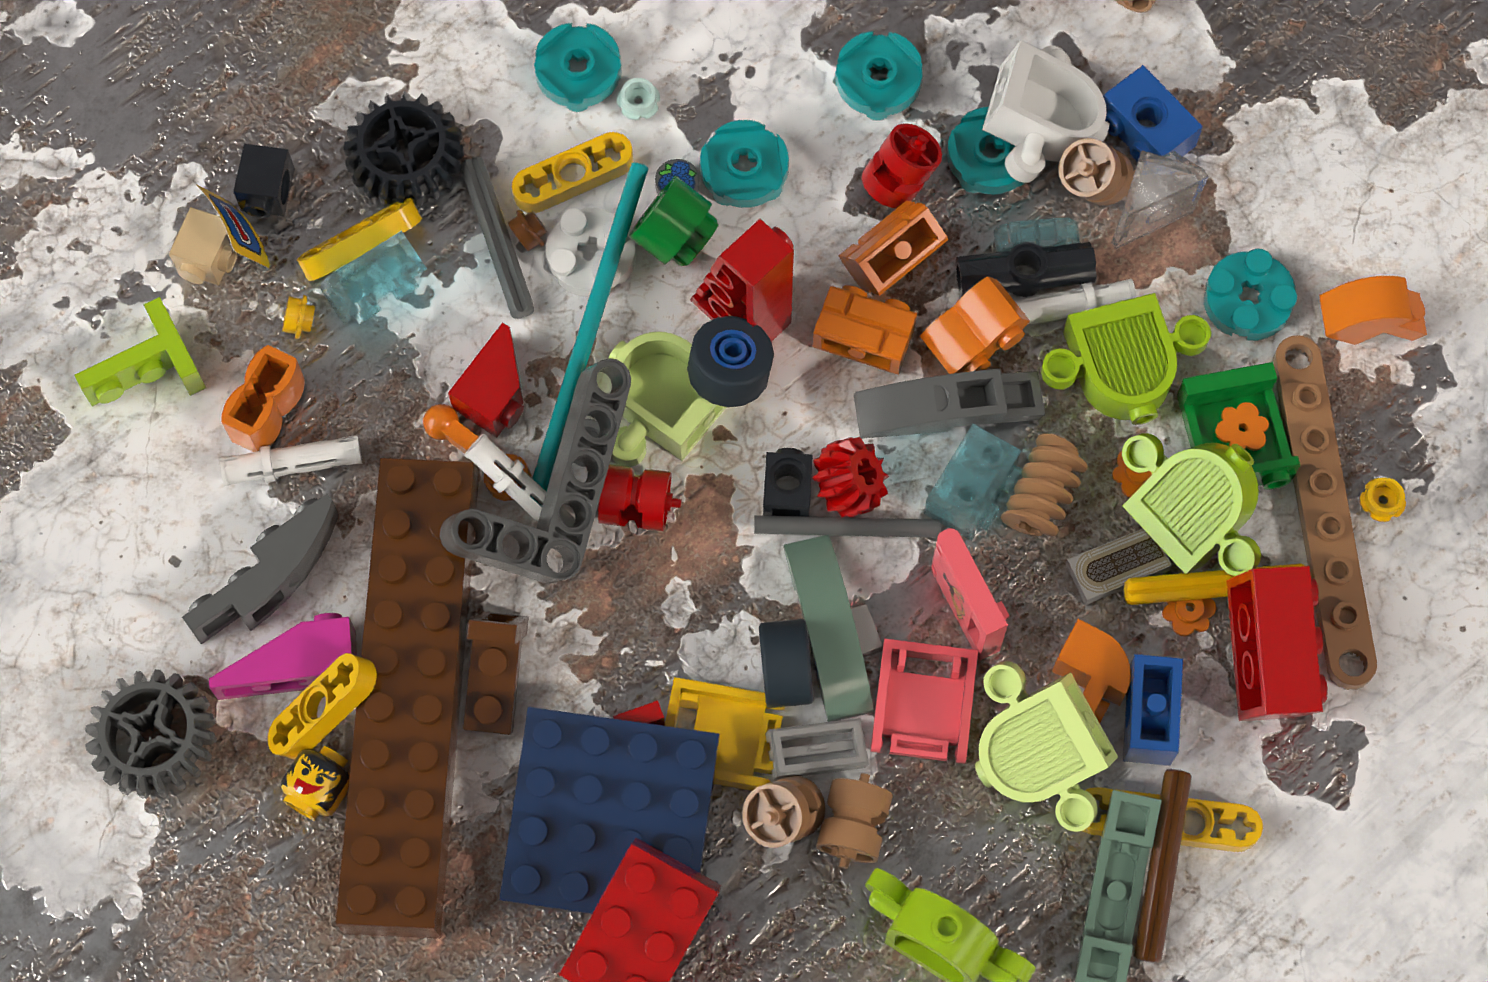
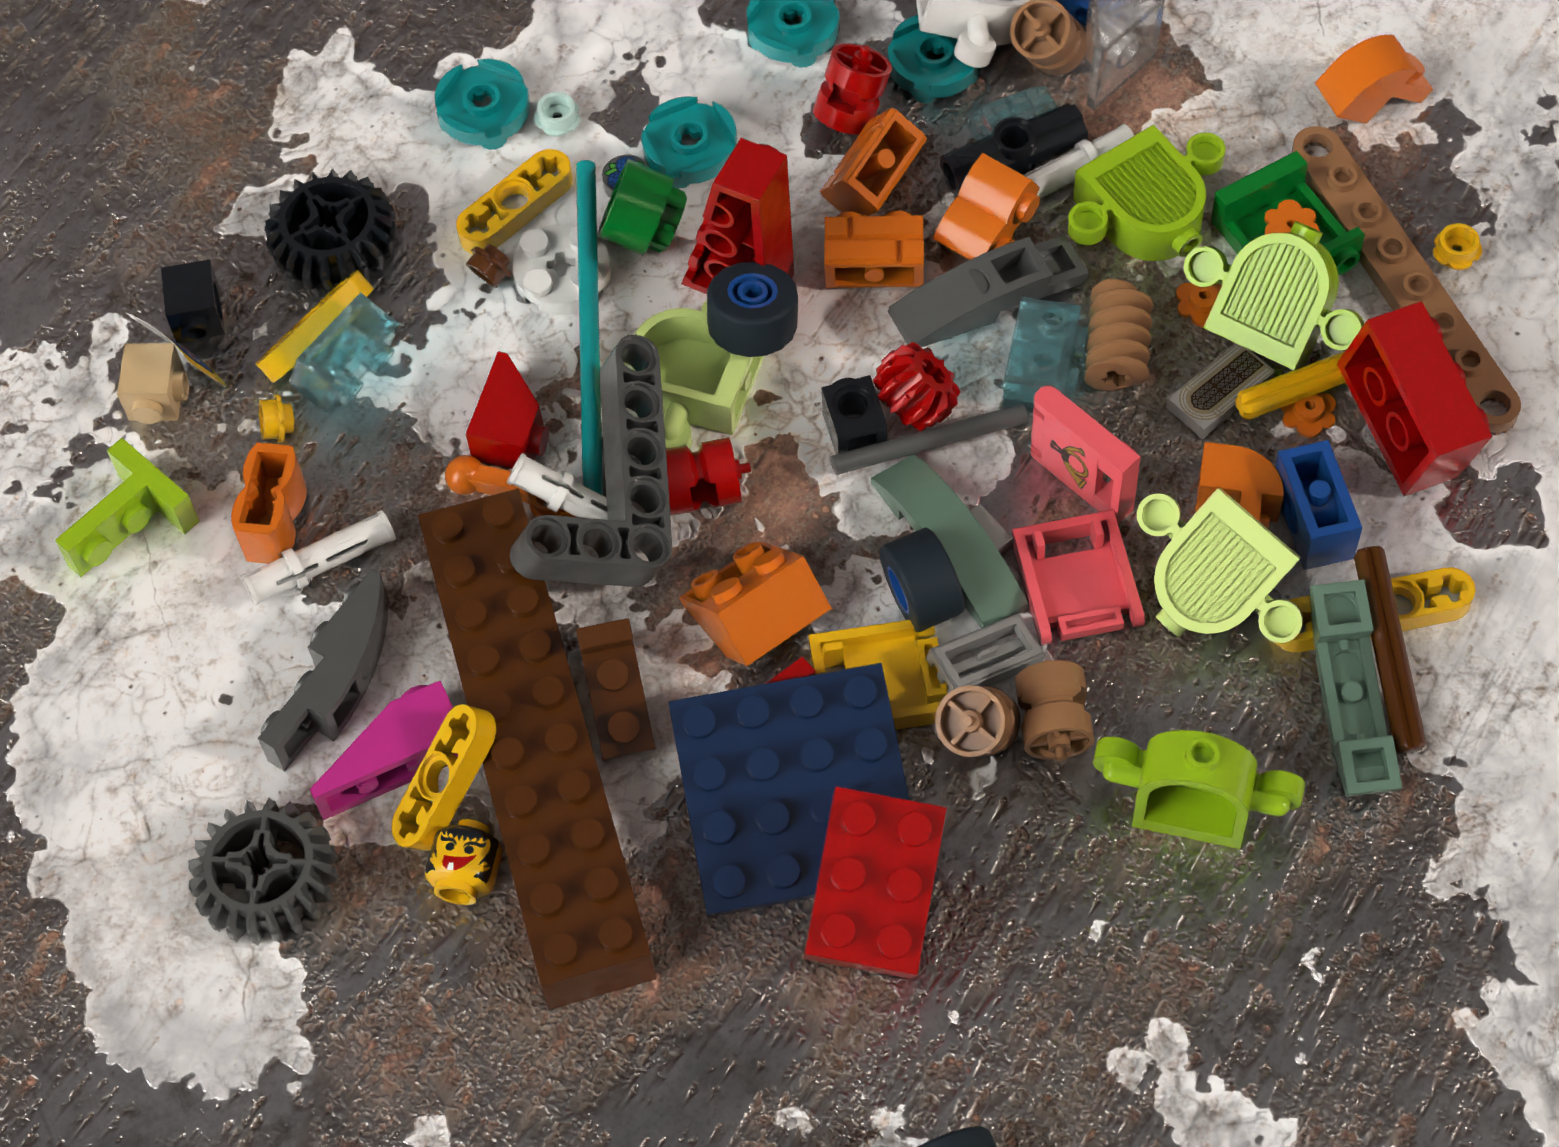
camera: 15 degrees left, 10 degrees down
(497, 238) = (459, 284): dark grey axle -> none
(640, 630) = (755, 601): none -> orange slope
(1259, 272) = (1245, 85): teal plate -> none

